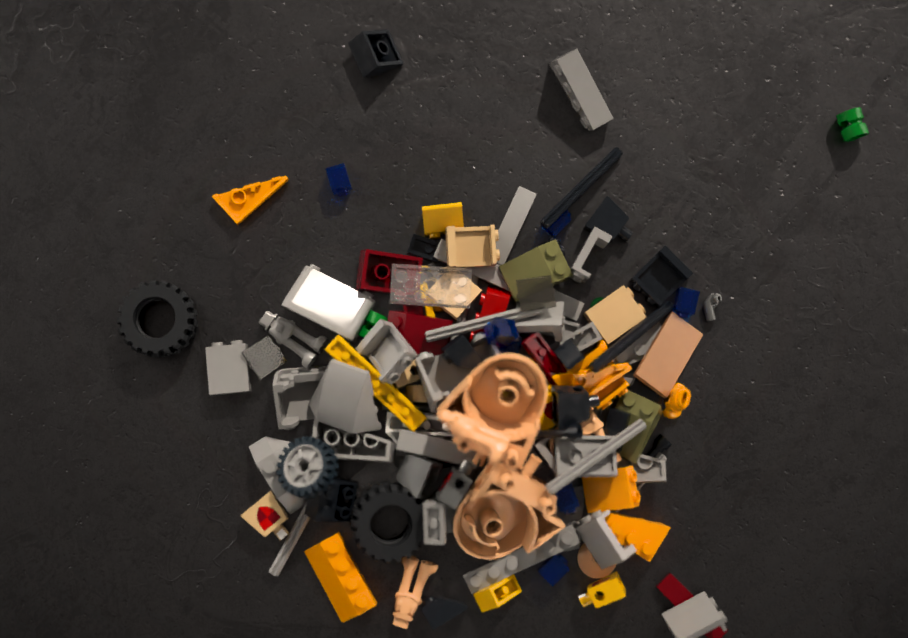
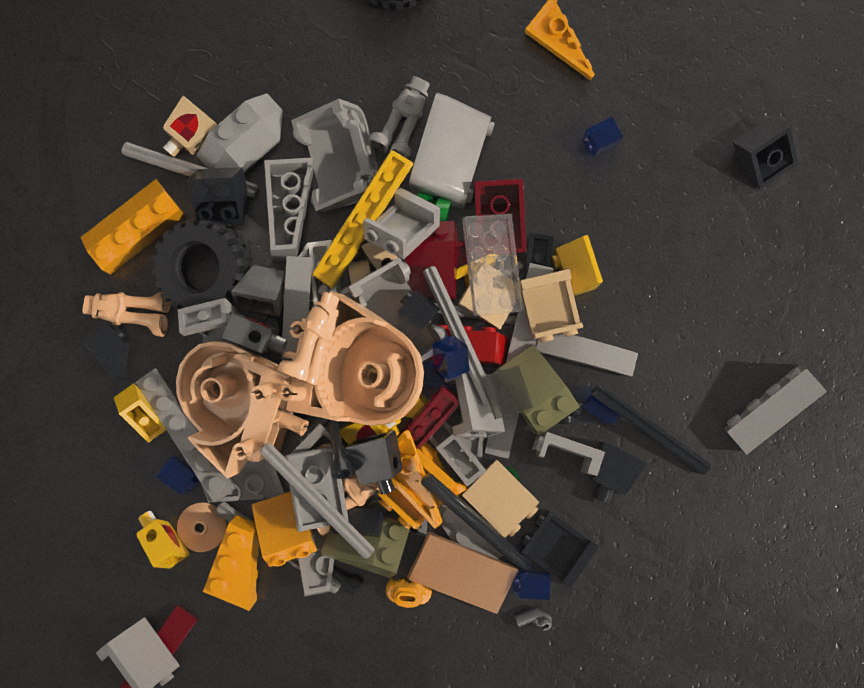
camera: 85 degrees right, 0 degrees up
(227, 368) = (353, 50): light grey panel -> none
(264, 356) = (373, 89): clear smoke piece -> none
(319, 474) = (247, 156): wheel -> none
(345, 399) = (336, 188): light grey wedge -> none
(567, 499) = (261, 475): clear blue brick -> none
(569, 354) = (438, 447): black slope -> none
(602, 541) = (217, 527): light grey panel -> none

